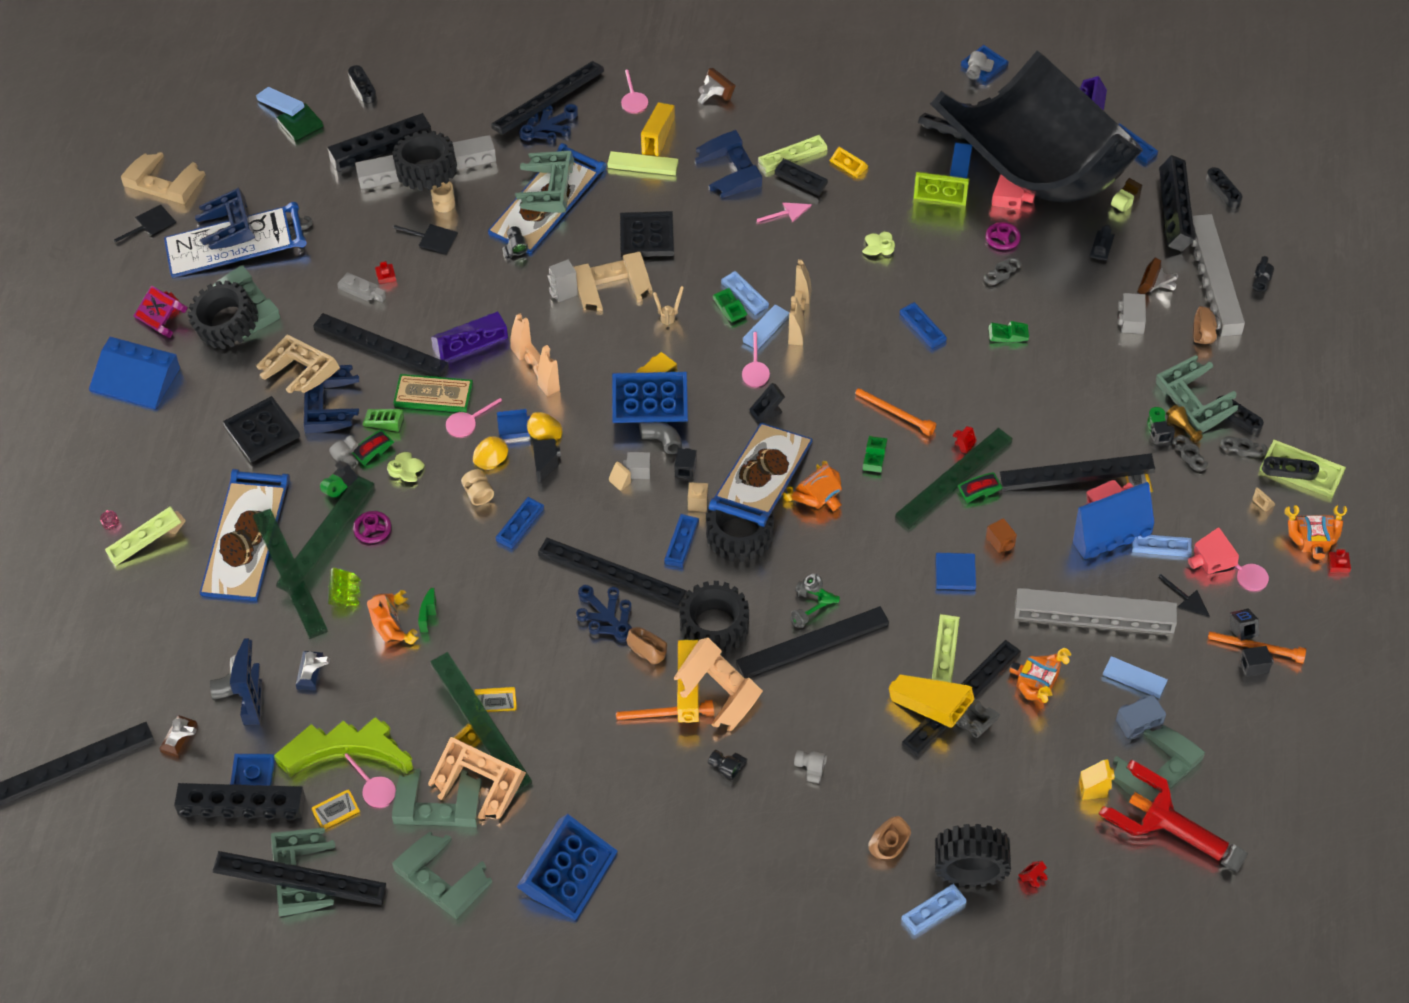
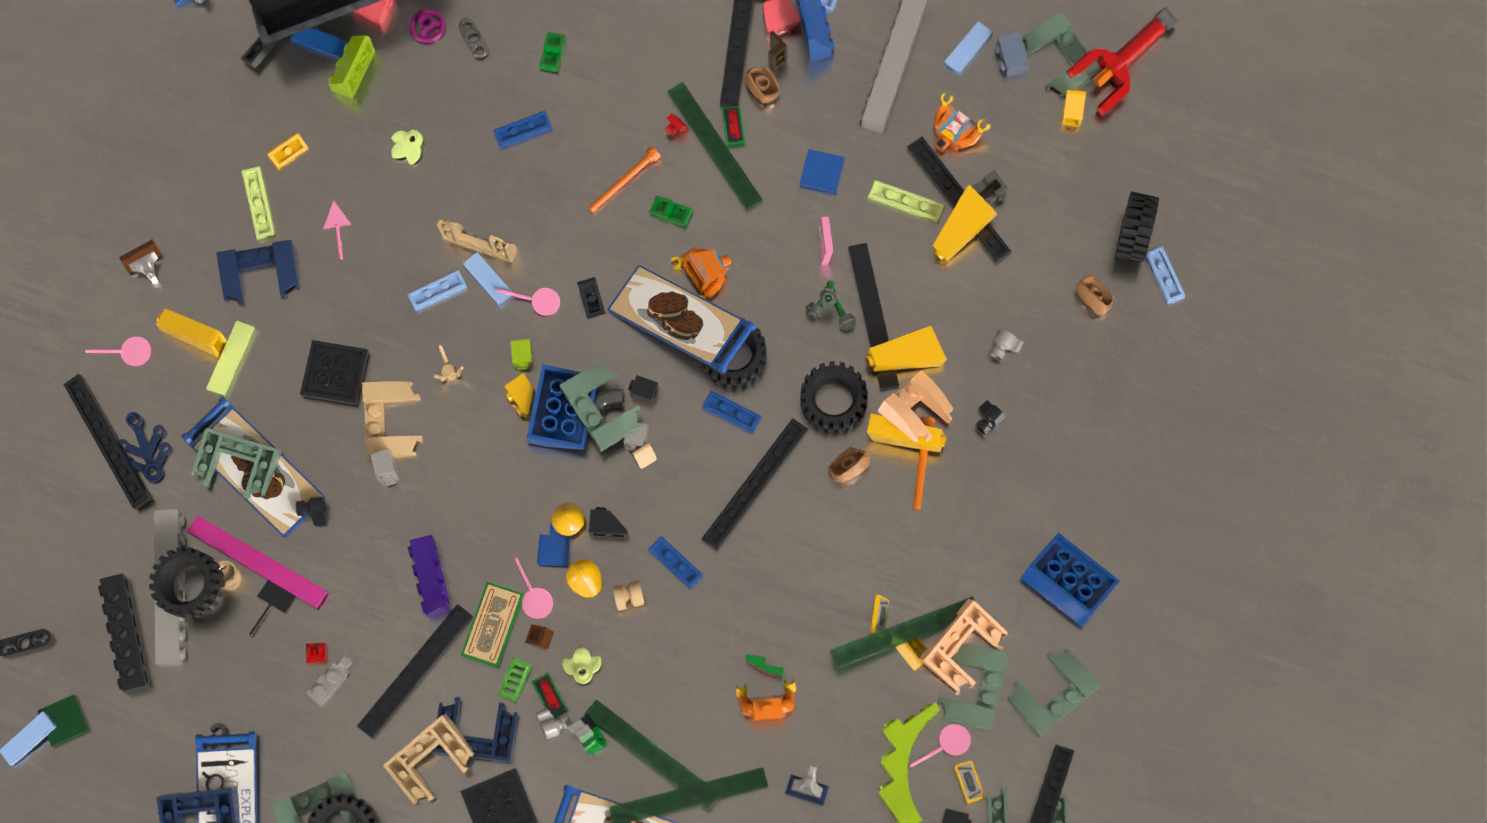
camera: 75 degrees left, 20 degrees up
(342, 589) = (719, 746): clear neon green plate -> none
(371, 525) = (650, 701): magenta piece -> none
(427, 431) = (539, 636): none -> reddish brown slope
(460, 217) = (257, 561): none -> dark pink tile
(543, 366) = (455, 522): light nougat wedge -> none
(605, 614) = (802, 496): dark blue plant -> none
(631, 430) = (603, 433): none -> sand green wedge
(697, 363) = (521, 354): none -> lime brick
(698, 497) = (689, 385): tan brick -> none
(729, 305) = (451, 309): green slope -> none
(780, 675) = (909, 351): none -> yellow slope
(801, 176) = (297, 201): black plate -> none
(876, 578) = (824, 241): none -> bright pink tile
(1001, 536) = (795, 120): dark orange brick -> none
(1029, 499) = (762, 84): none -> medium nougat piece
(1032, 871) = (1147, 183): red tile -> none
(1065, 503) = (778, 51): none -> dark brown panel

